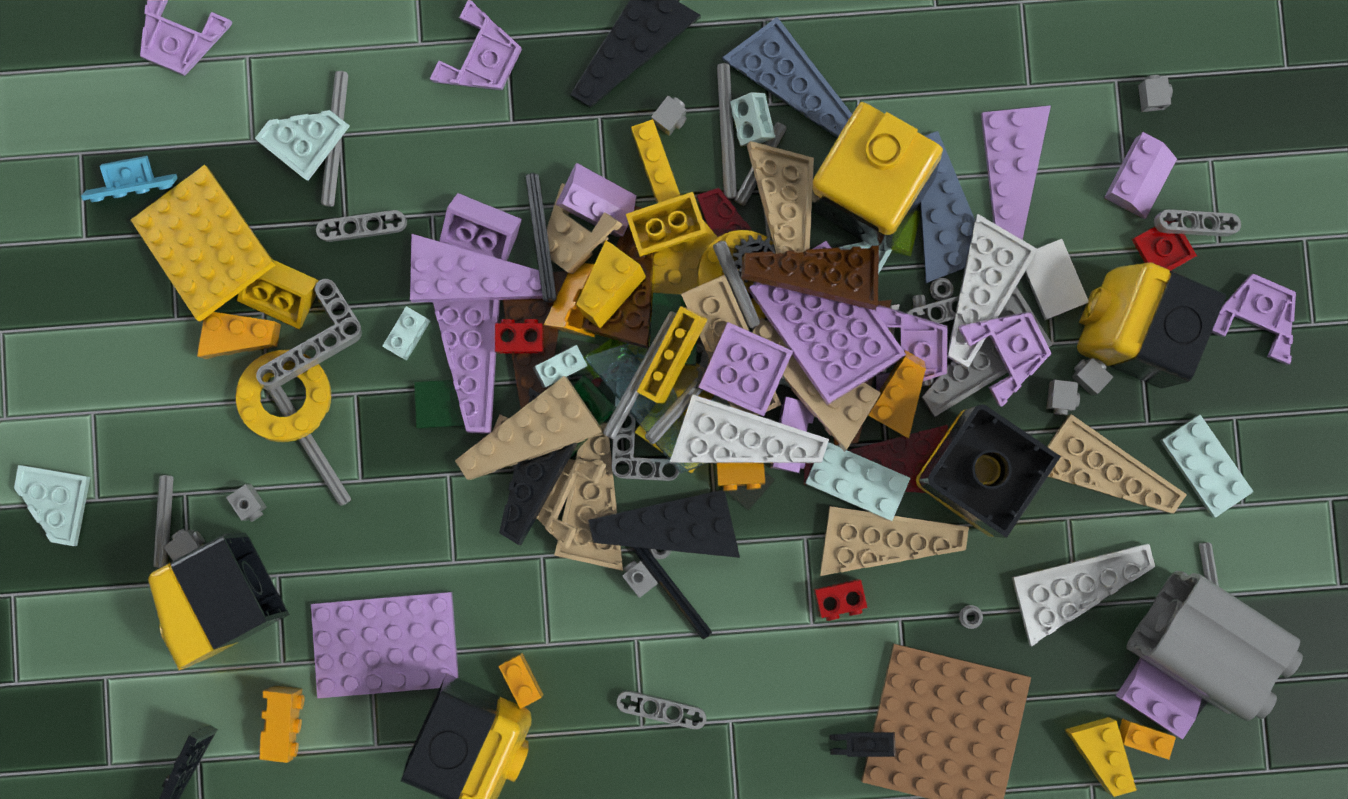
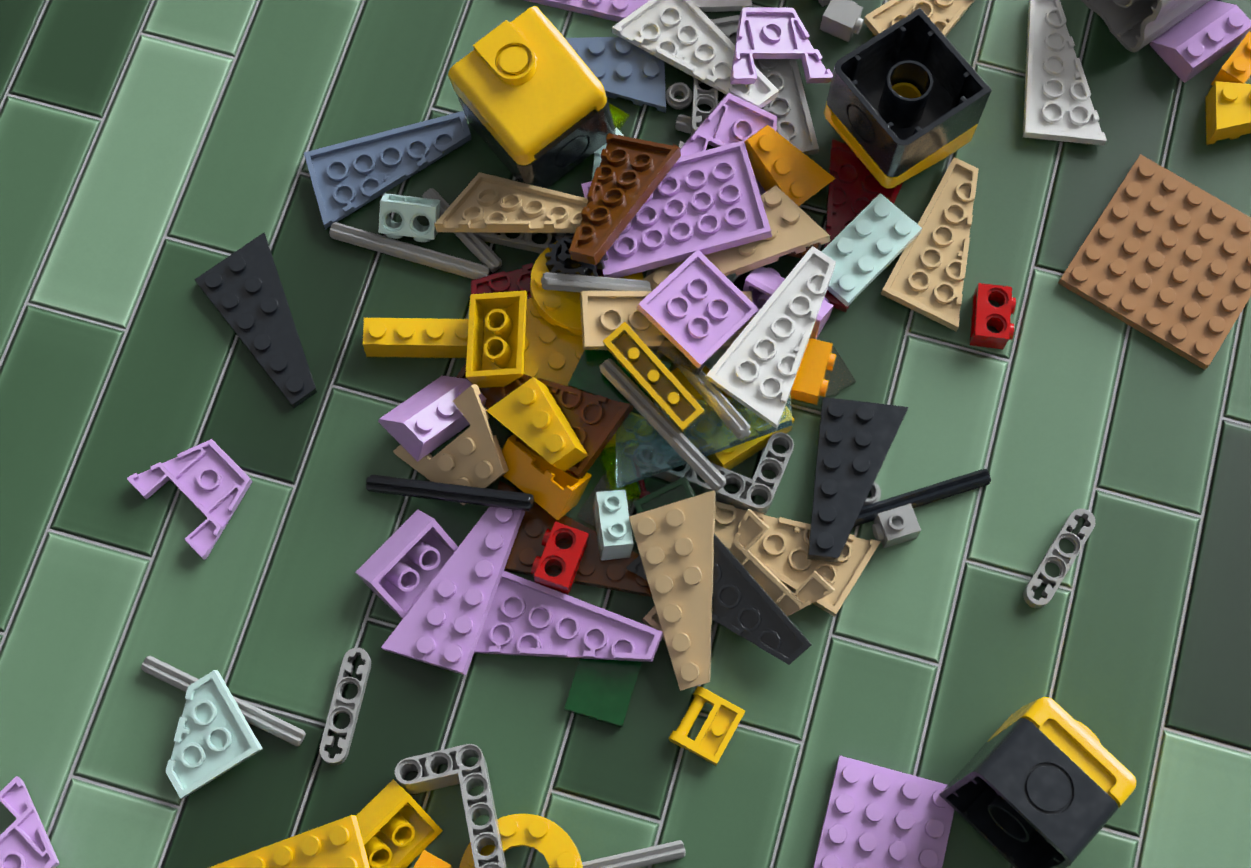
camera: 70 degrees left, 15 degrees down
(406, 333) = (501, 694): light aqua brick -> none
(436, 496) = (715, 731): none -> yellow plate
(521, 680) = (976, 706): light orange brick -> none
(670, 115) = (365, 302): light grey brick -> none
(866, 744) = (1167, 344): black hinge -> none
(978, 616) = (1056, 185): light grey plate -> none

